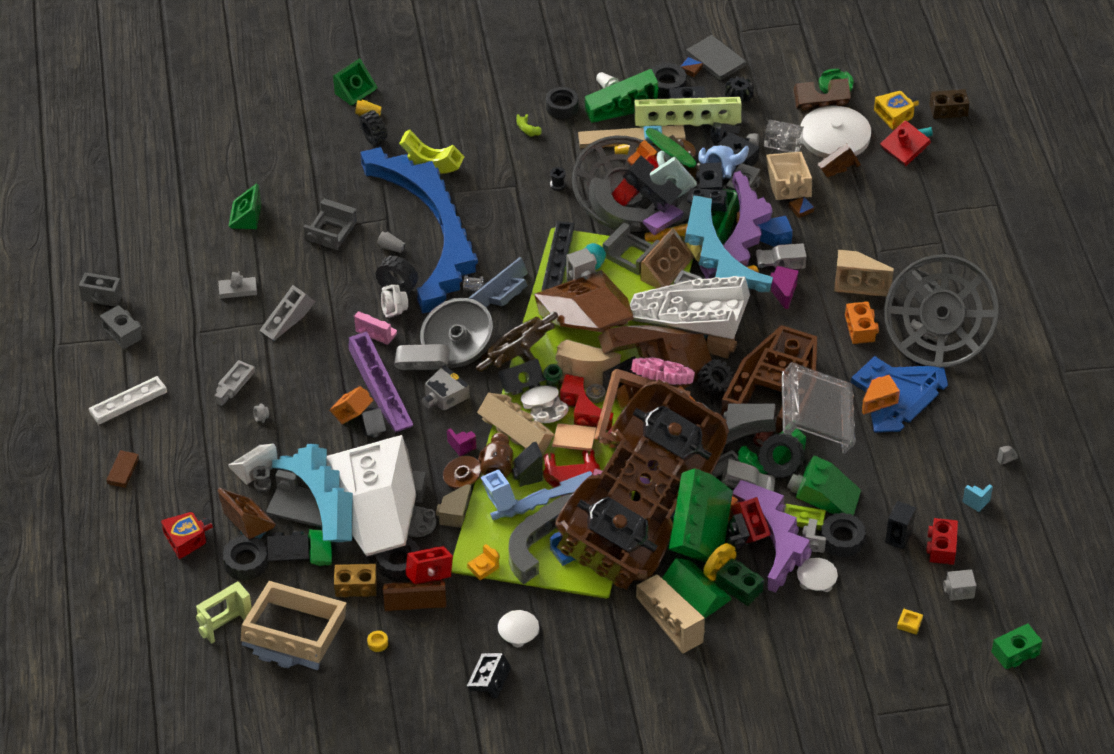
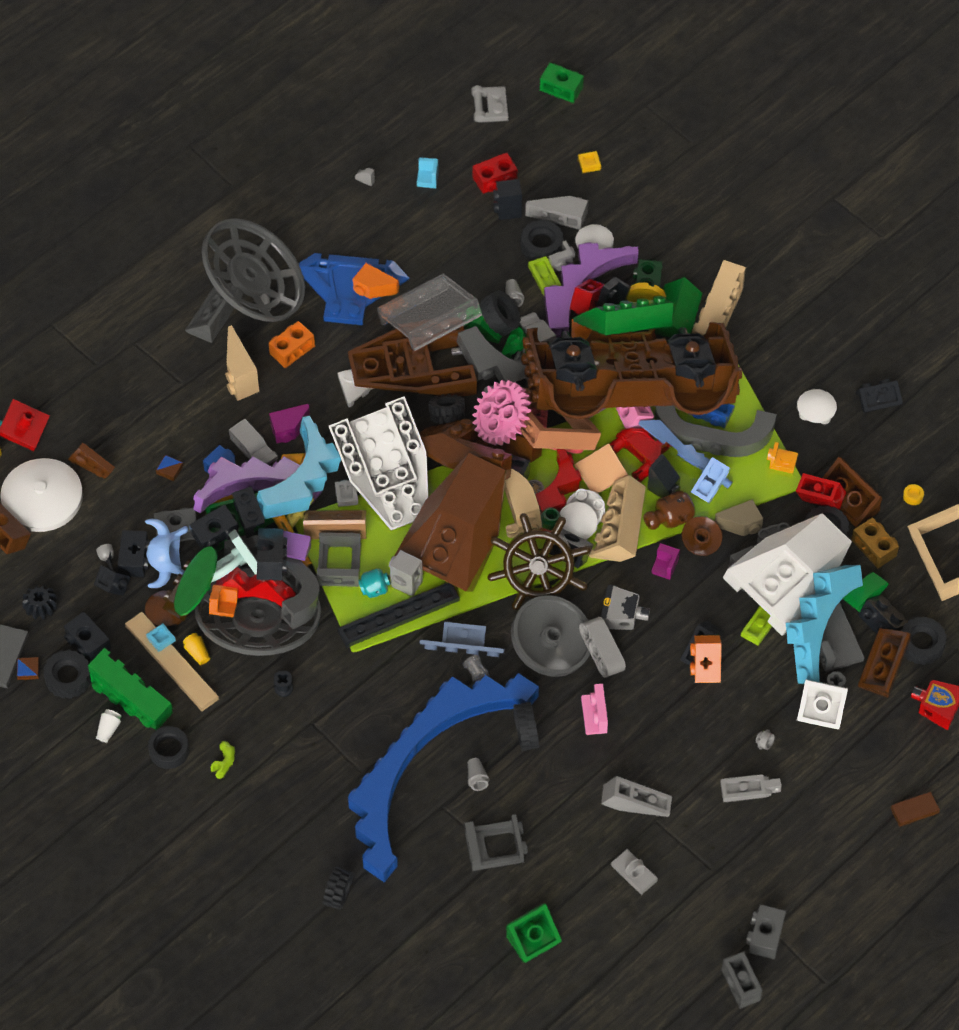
camera: 125 degrees left, 10 degrees up
(127, 400) = (839, 865): white tile -> none
(353, 82) = (279, 960): green slope -> none
(364, 106) = (307, 923): yellow cone -> none
(378, 381) = (657, 663): medium lavender slope -> none
(393, 301) = (552, 716): white piece -> none
(445, 159) = (335, 807): neon yellow arch -> none
(679, 106) = (110, 621): yellowish green brick -> none
(783, 136) = (85, 526): clear brick -> none
(789, 175) = (139, 491): tan piece -> none
(828, 488) = (509, 269): green slope -> none
(861, 568) = (561, 210): none -> light grey slope
(960, 585) = (530, 142): light grey brick -> none
(1028, 590) = (496, 104): none -> light grey plate

